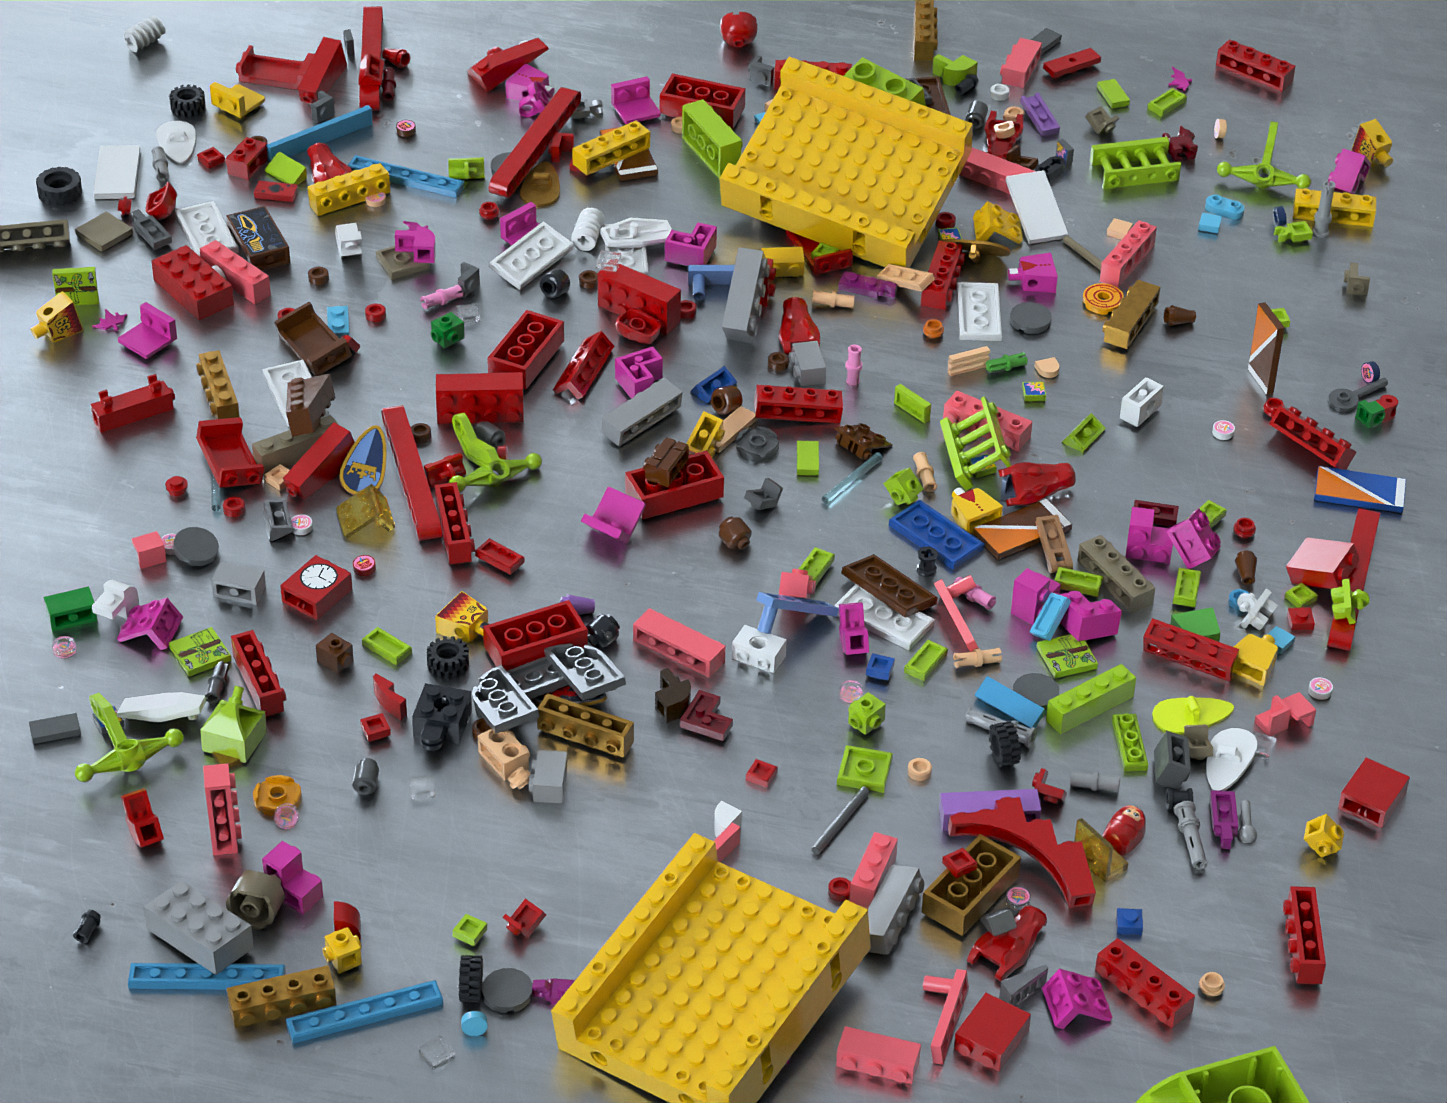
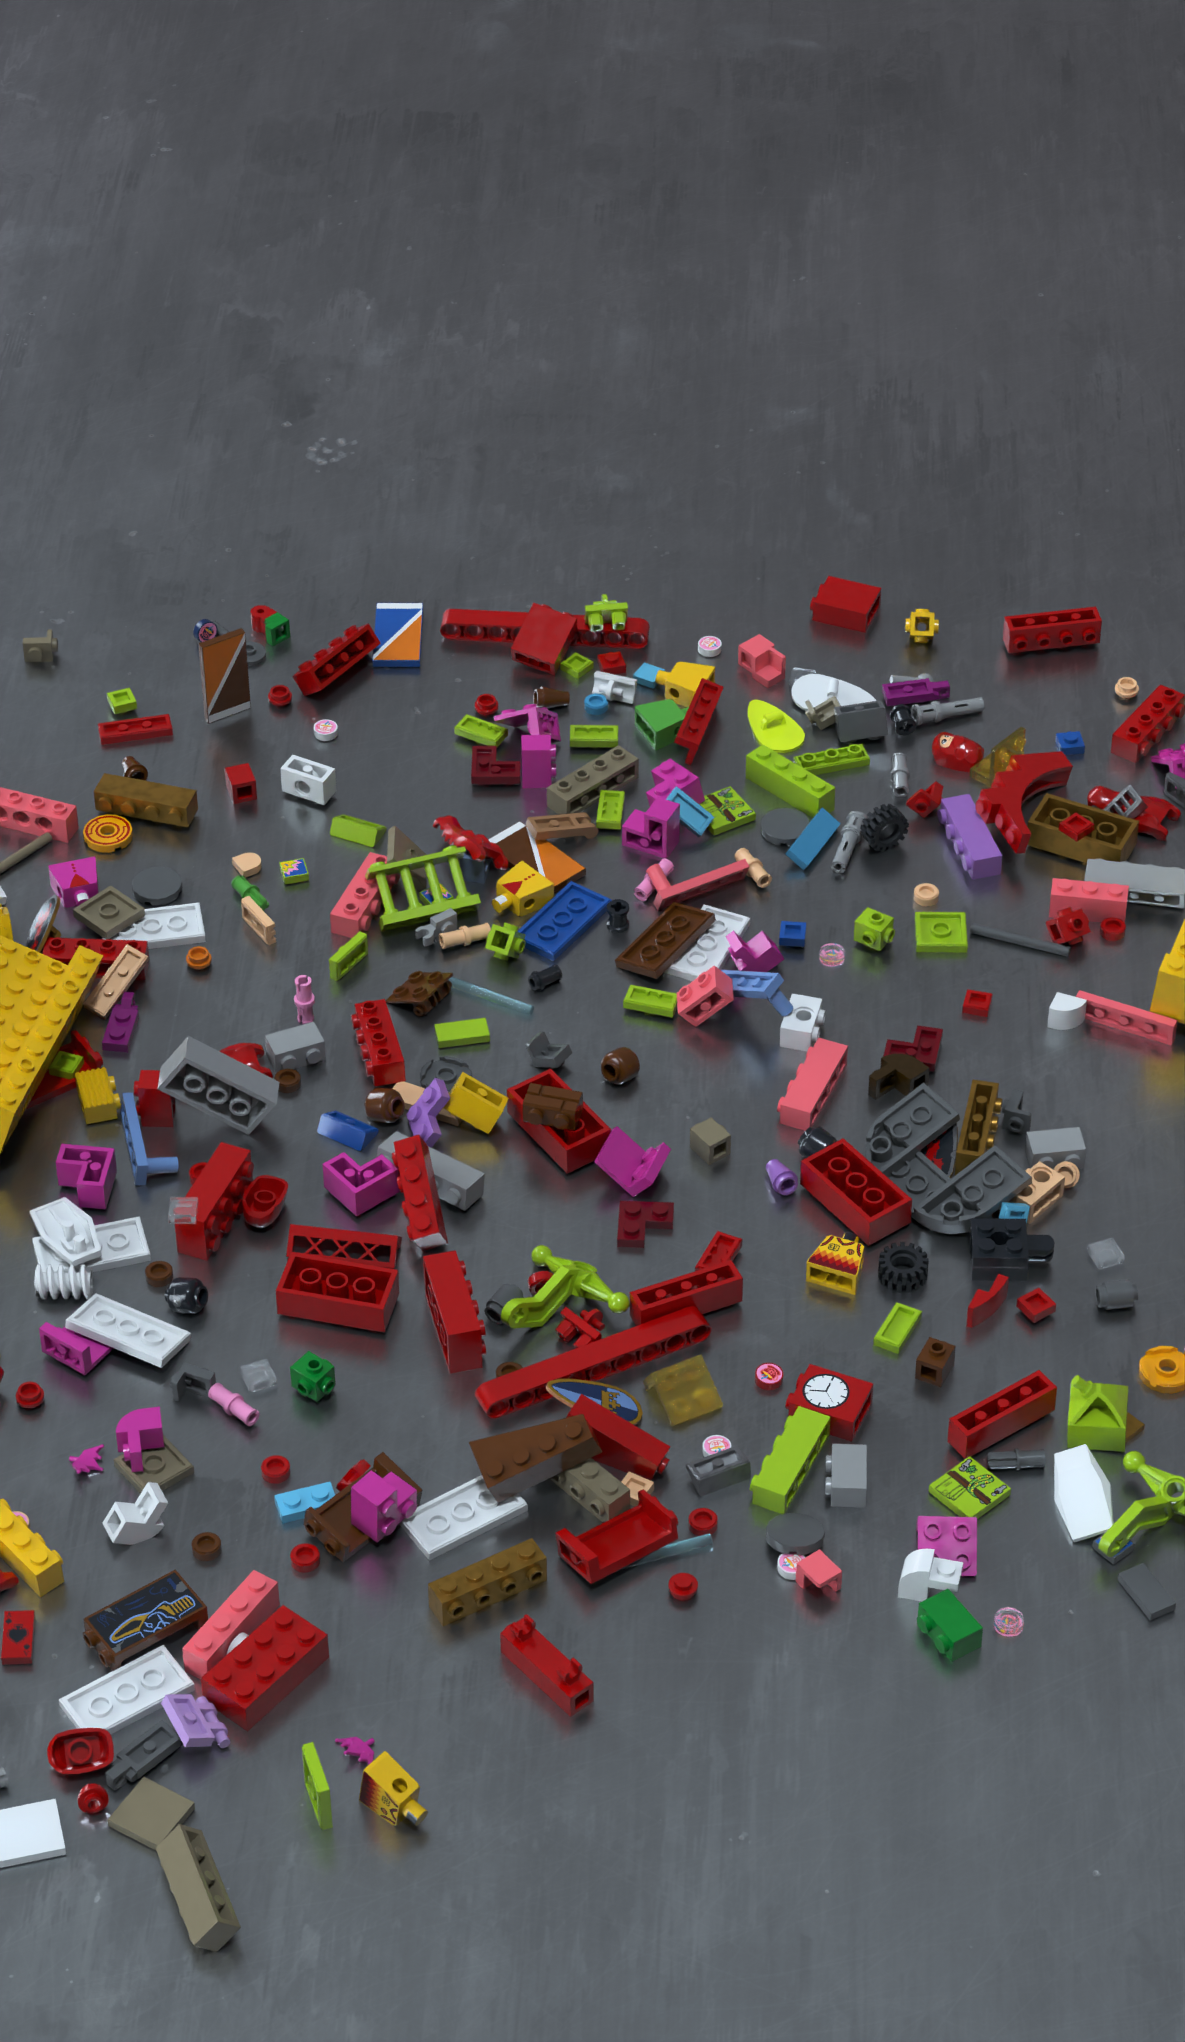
camera: 100 degrees left, 0 degrees up
(57, 176) = (57, 1917): black tyre -> none
(151, 334) = (386, 1690): dark pink bracket -> none
(158, 242) = (195, 1720): none -> lavender plate
(263, 552) = (790, 1460): none -> lime brick
(298, 334) = (381, 1504): none -> dark pink brick
(473, 727) = (1014, 1211): none -> medium azure tile
(560, 521) = (639, 1216): none -> dark red plate
(604, 391) = (420, 1193): none -> red brick
(604, 759) = (1014, 1117): none -> dark grey bracket
(630, 570) = (710, 1141): none -> dark tan brick
(689, 417) = (424, 1112): none -> medium lavender plate
(833, 299) = (160, 1044): light nougat pin -> none
(837, 845) = (1068, 926): none -> red brick
(859, 507) = (538, 980): none -> black pin
(925, 660) = (764, 907): lime tile -> none
(937, 457) = (440, 923): none -> light grey plate
(994, 284) = (108, 912): none -> dark tan tile
(1024, 440) = (402, 848): none -> dark tan plate
(1151, 367) = (240, 783): none -> red brick
(1240, 325) = (135, 729): none -> red tile

